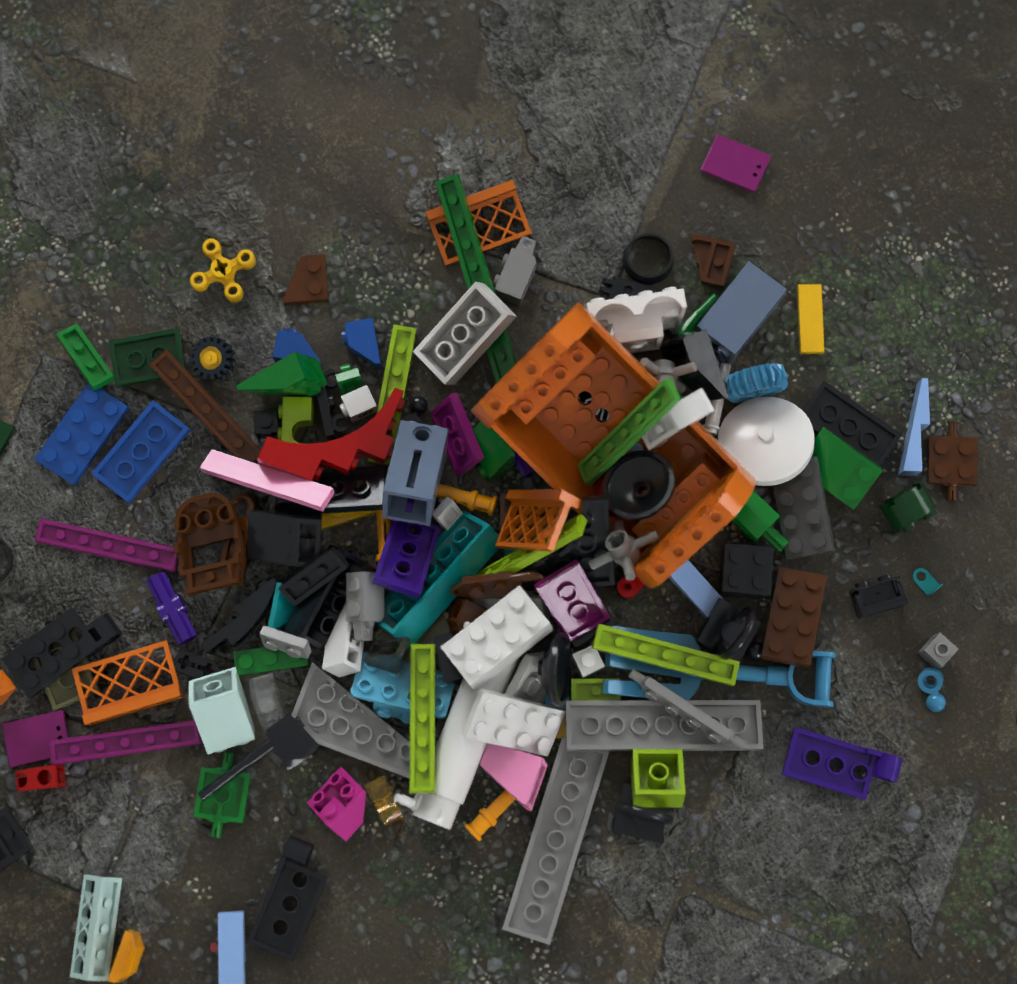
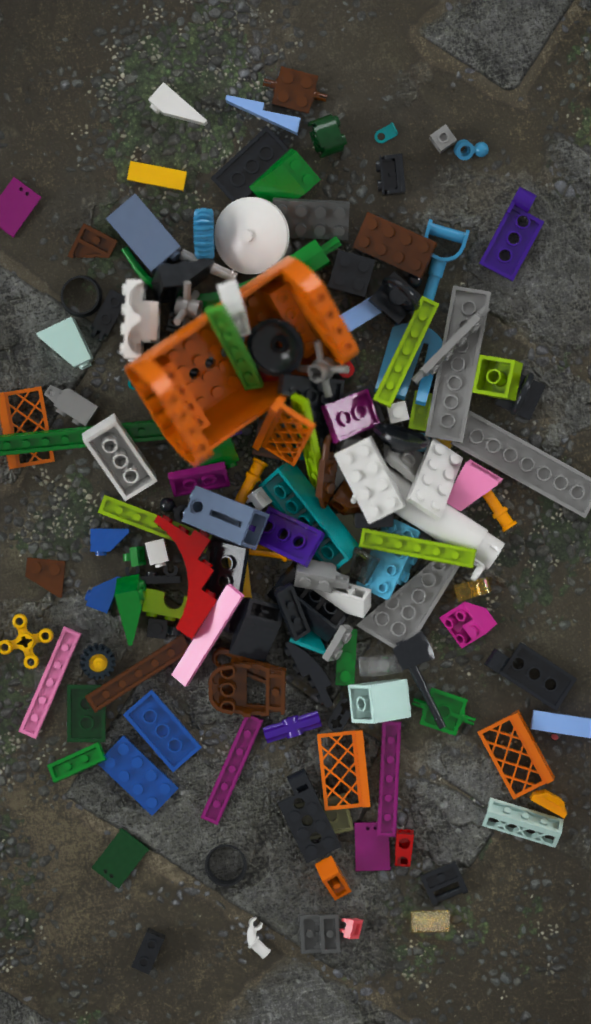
camera: 75 degrees left, 10 degrees up
(178, 309) = (50, 682): none -> bright pink tile
(196, 917) = (531, 747): none -> orange fence
(590, 251) = (68, 342): none -> light aqua slope
(898, 319) = (172, 105): none -> white slope

